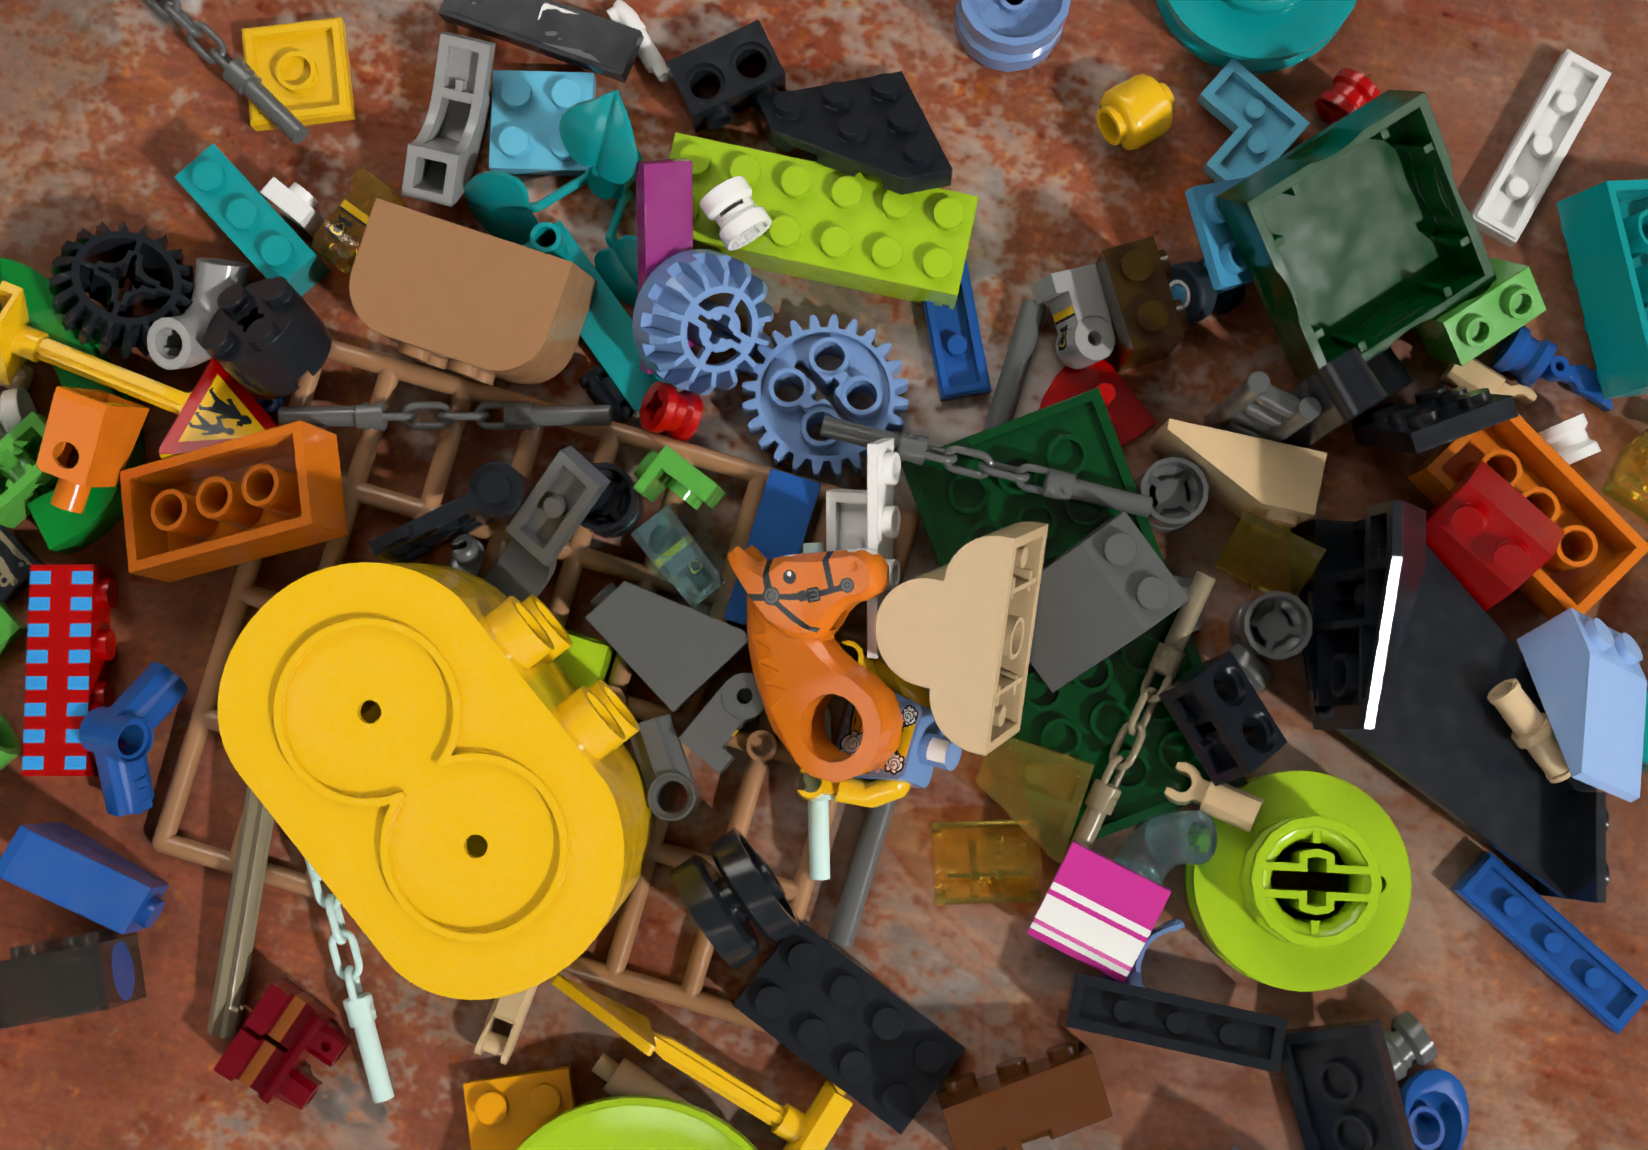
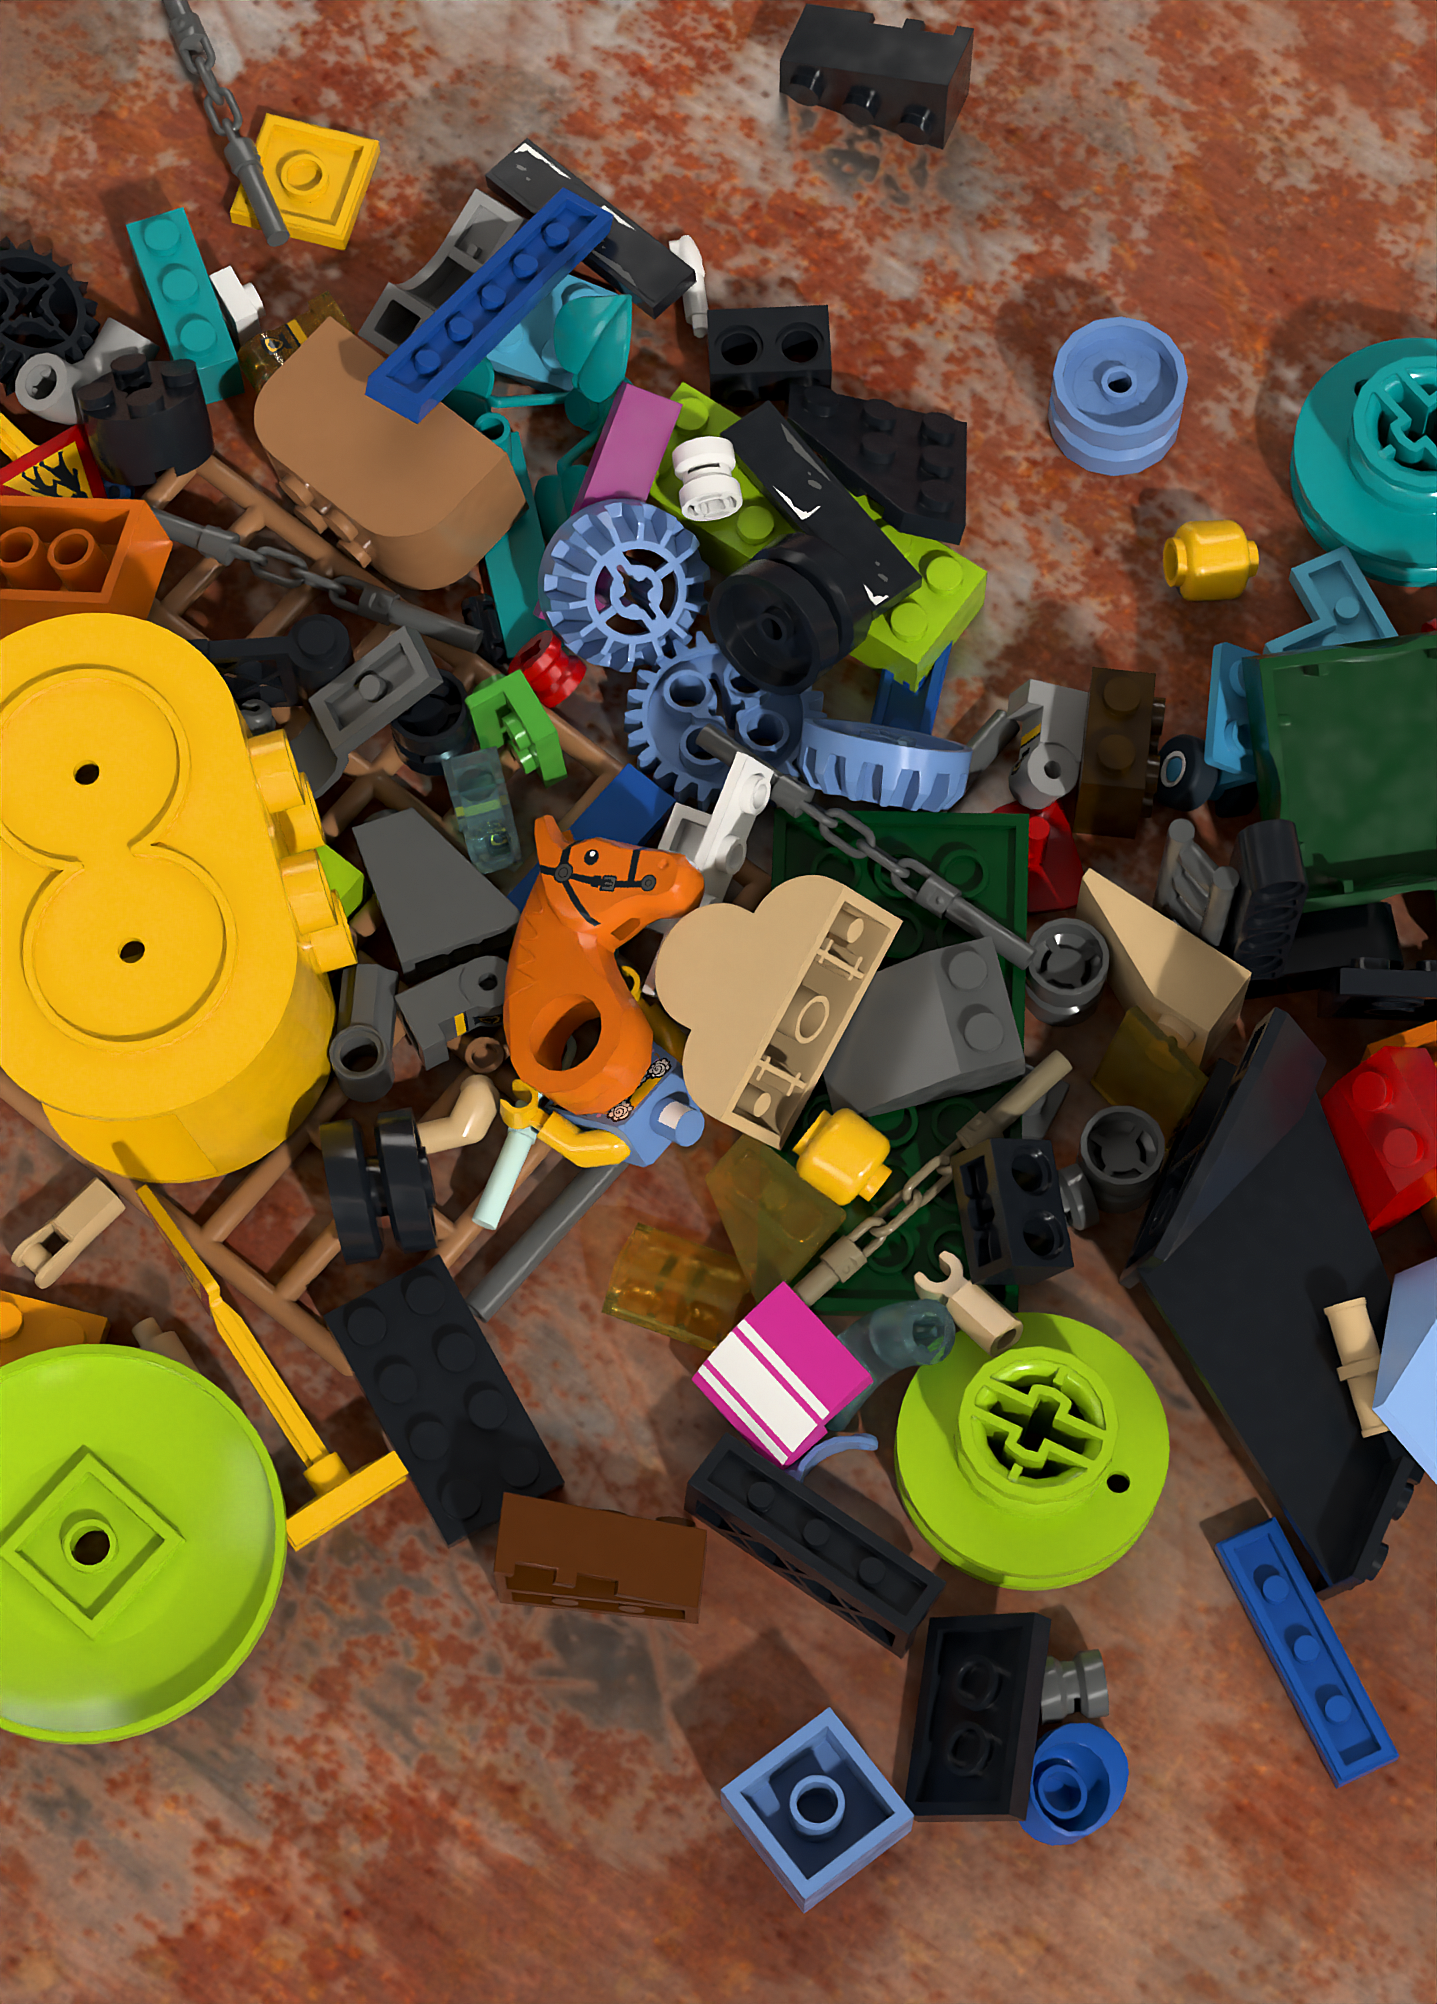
camera: 25 degrees right, 15 degrees down
(498, 138) = (488, 306): none -> blue plate
(773, 803) = (468, 1119): none -> tan arm
(833, 201) = (819, 504): none -> black tile
(848, 298) = (790, 613): none -> black wheel
(970, 390) = (883, 764): none -> medium blue gear
(1074, 723) = (843, 1156): none -> yellow head

